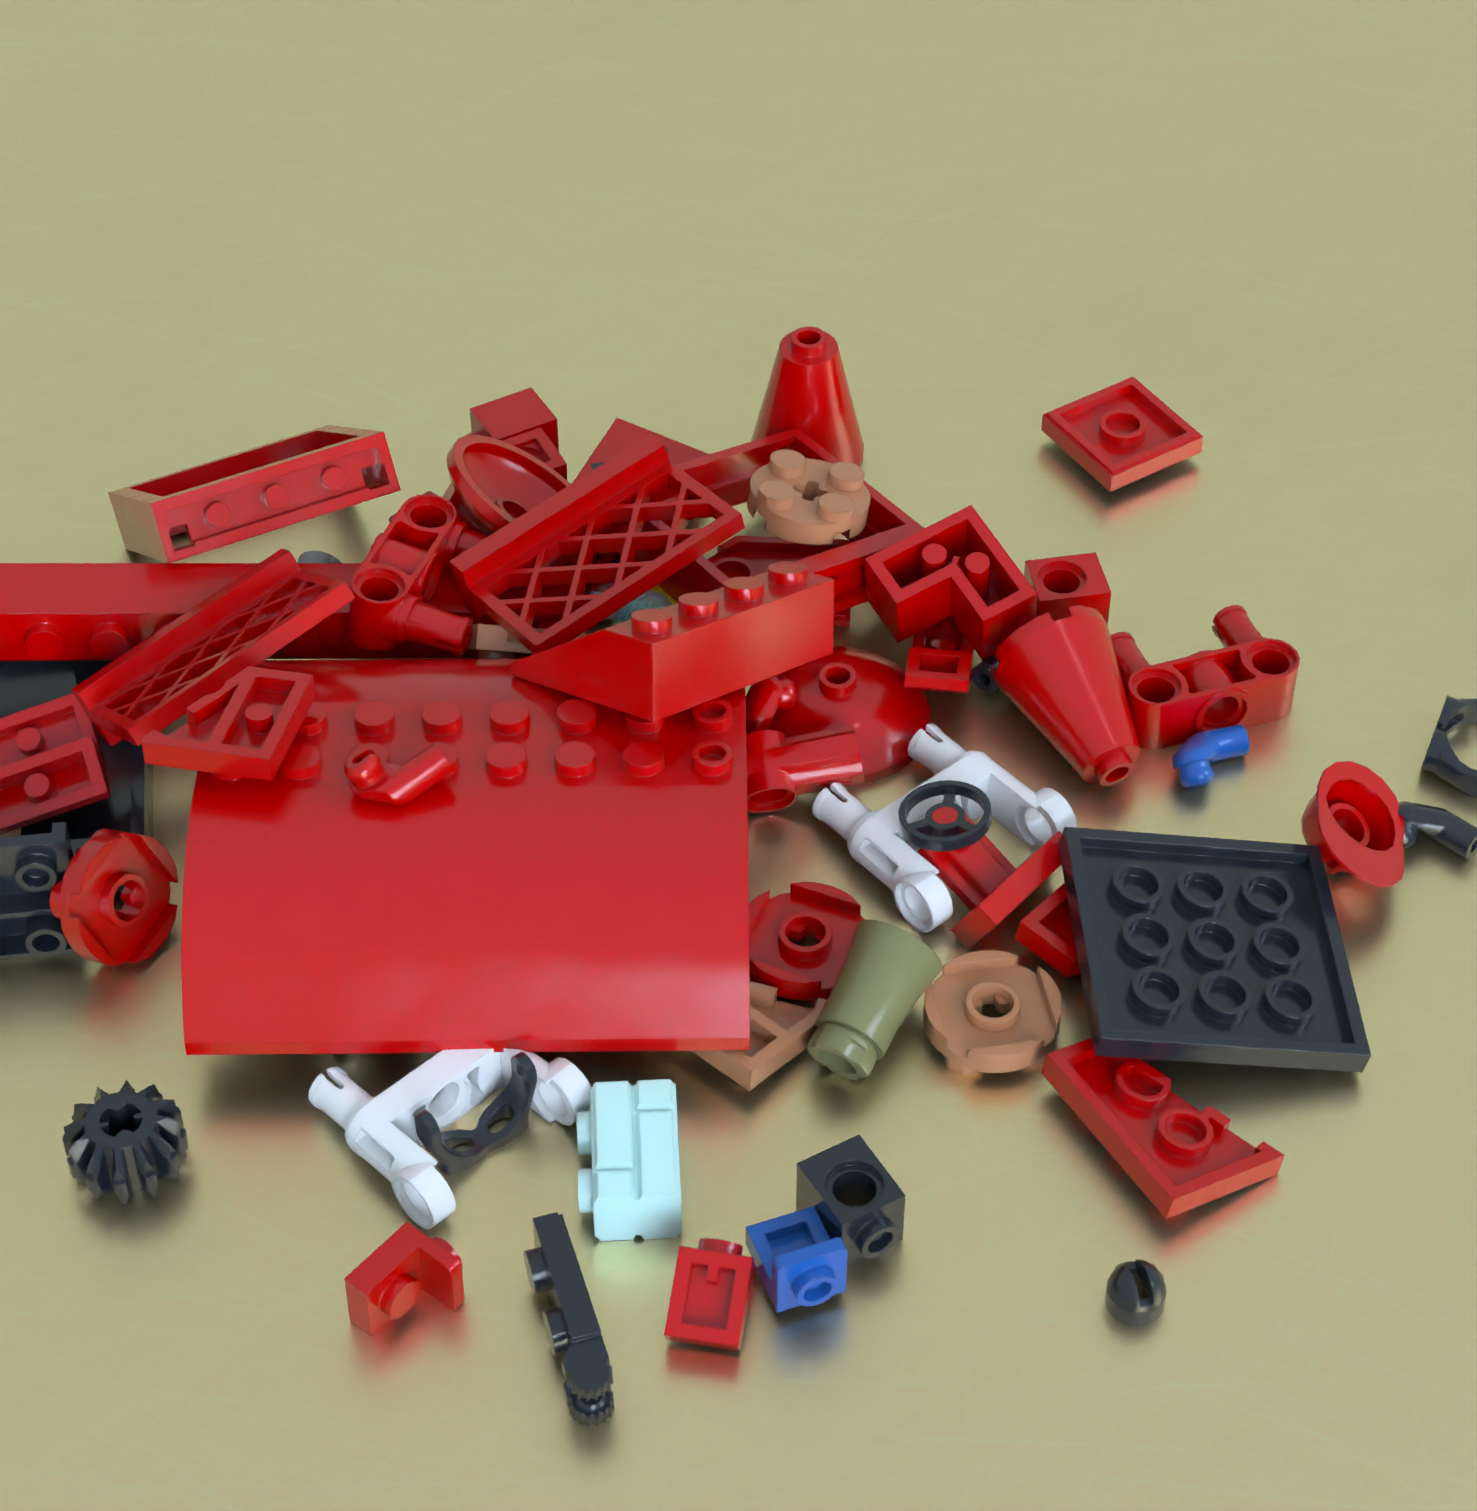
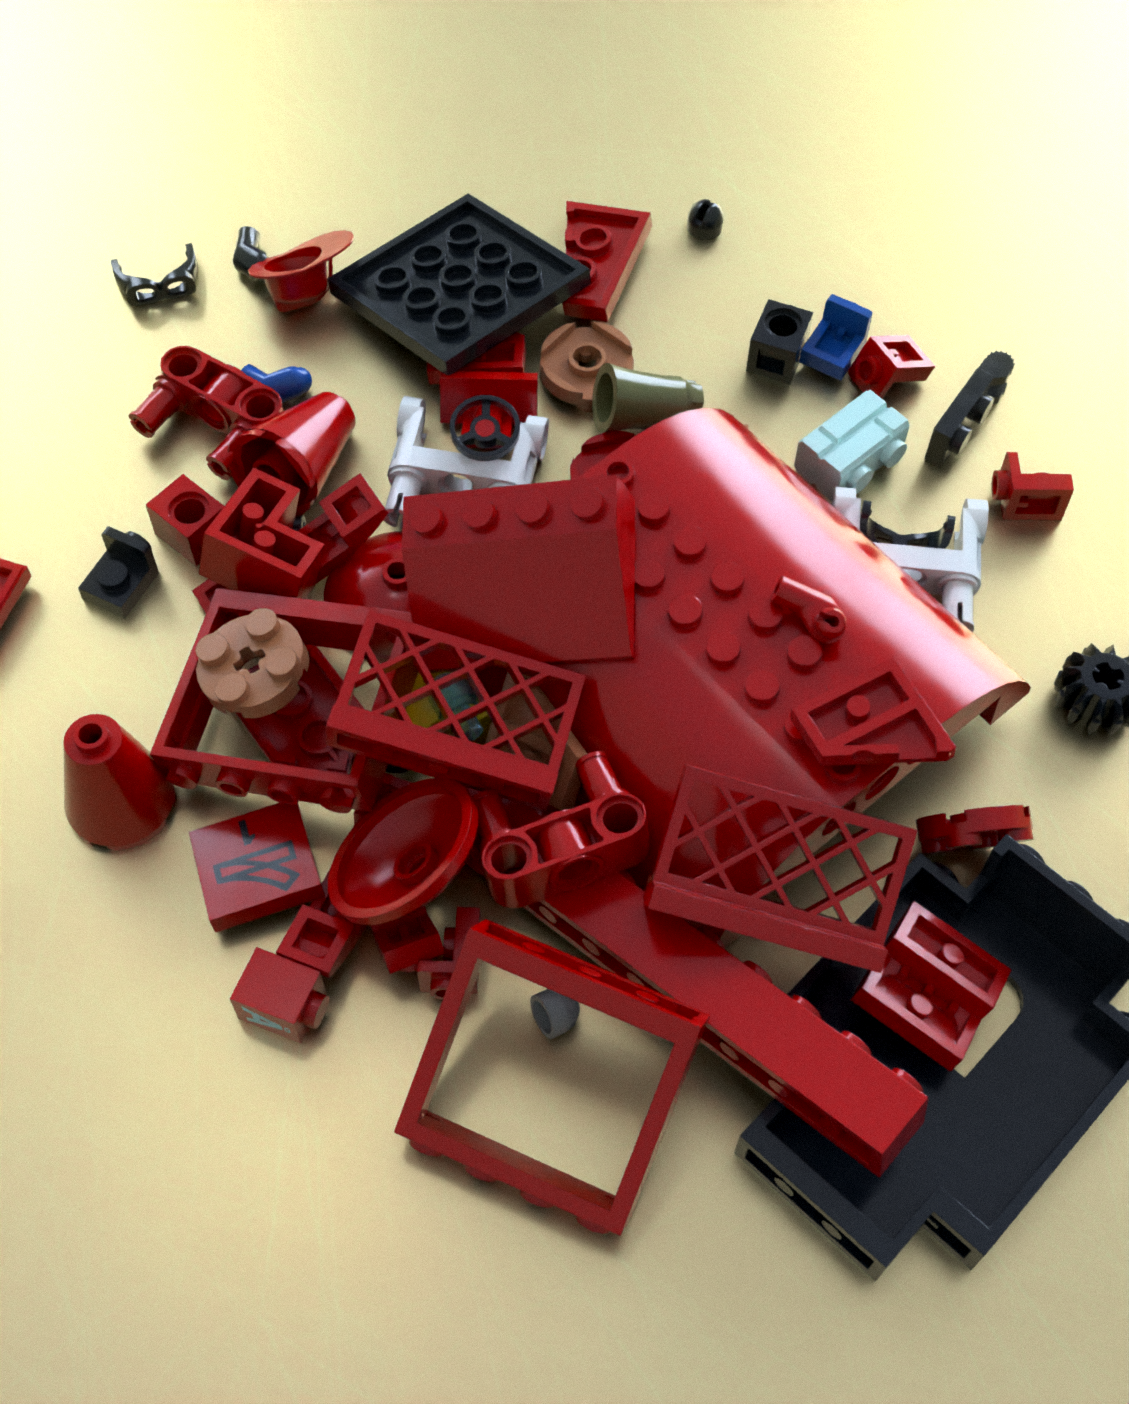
camera: 130 degrees left, 15 degrees up
(1050, 533) = (121, 573): none -> black bracket

